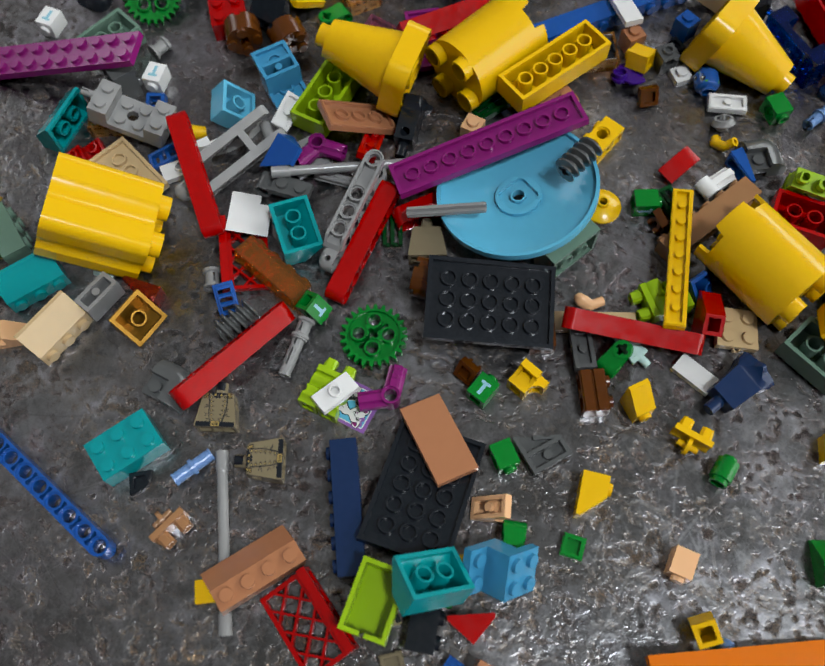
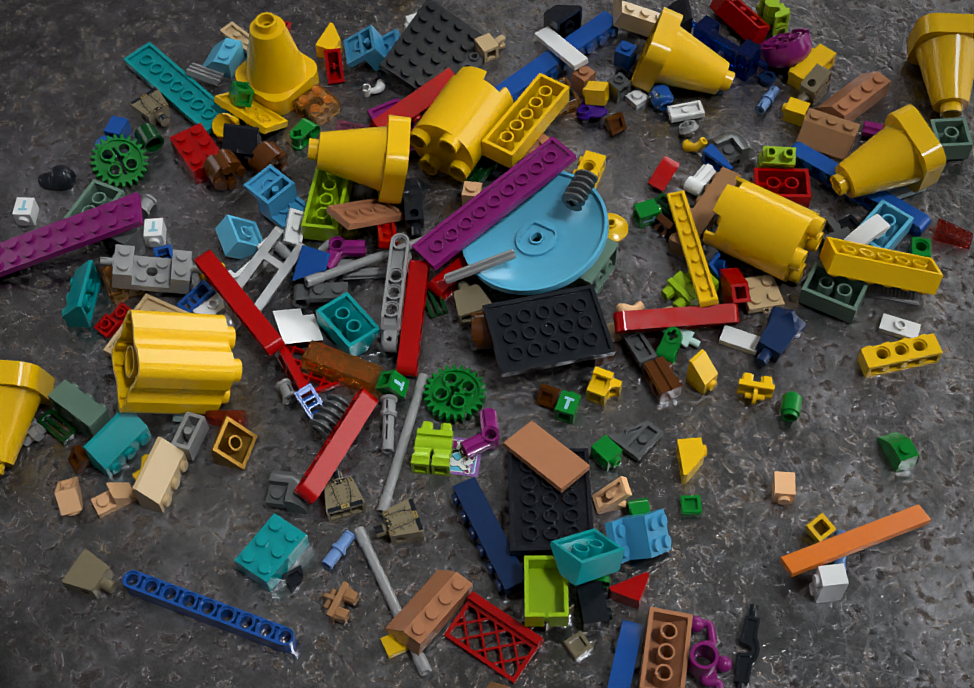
camera: 20 degrees left, 10 degrees down
(263, 425) = (386, 497): none -> light grey piece
(335, 393) = (443, 445): white plate -> none
(776, 108) = (728, 104): green brick -> none

